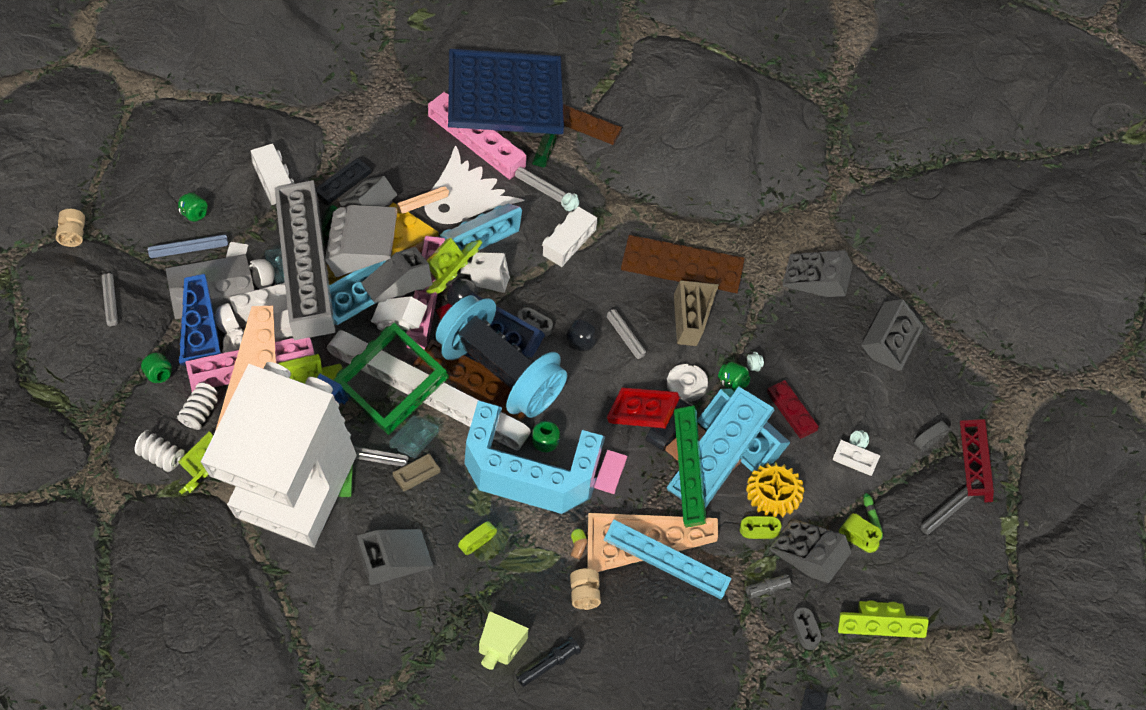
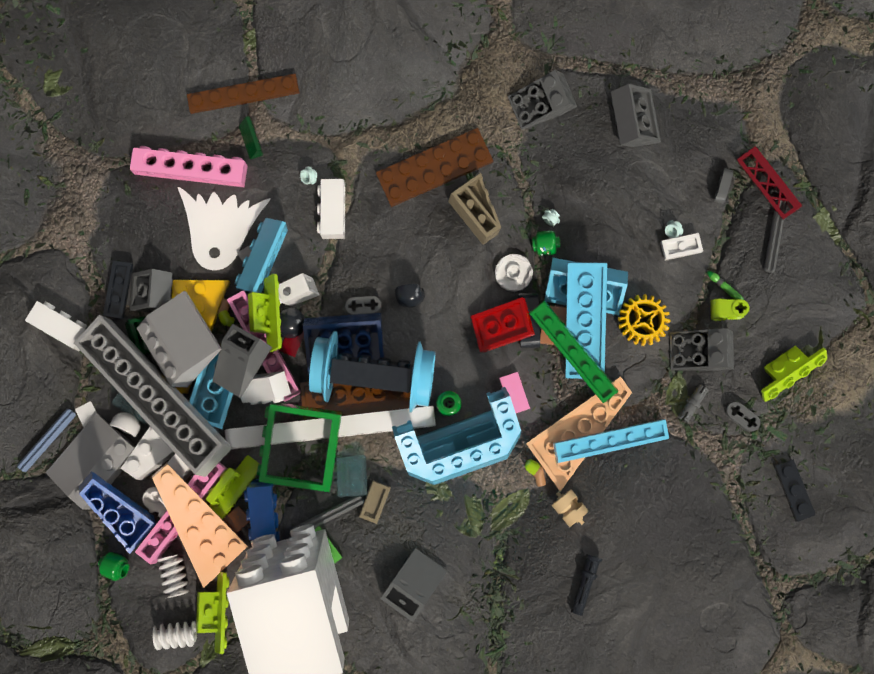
camera: 25 degrees left, 25 degrees up
(109, 299) = (26, 533): light grey axle -> none
(192, 207) = (21, 403): green head -> none
(225, 318) = (132, 487): white hair -> none
(422, 199) = (194, 261): light nougat axle -> none
(477, 538) = (462, 524): lime beam -> none
(501, 640) = (541, 594): yellowish green torso -> none
(505, 91) = (182, 112): dark blue plate -> none
(540, 184) = (272, 175): light grey axle -> none
(626, 334) = (438, 264): light grey axle -> none
(760, 527) = (656, 361): lime beam -> none
(792, 409) = (606, 237): dark red plate -> none

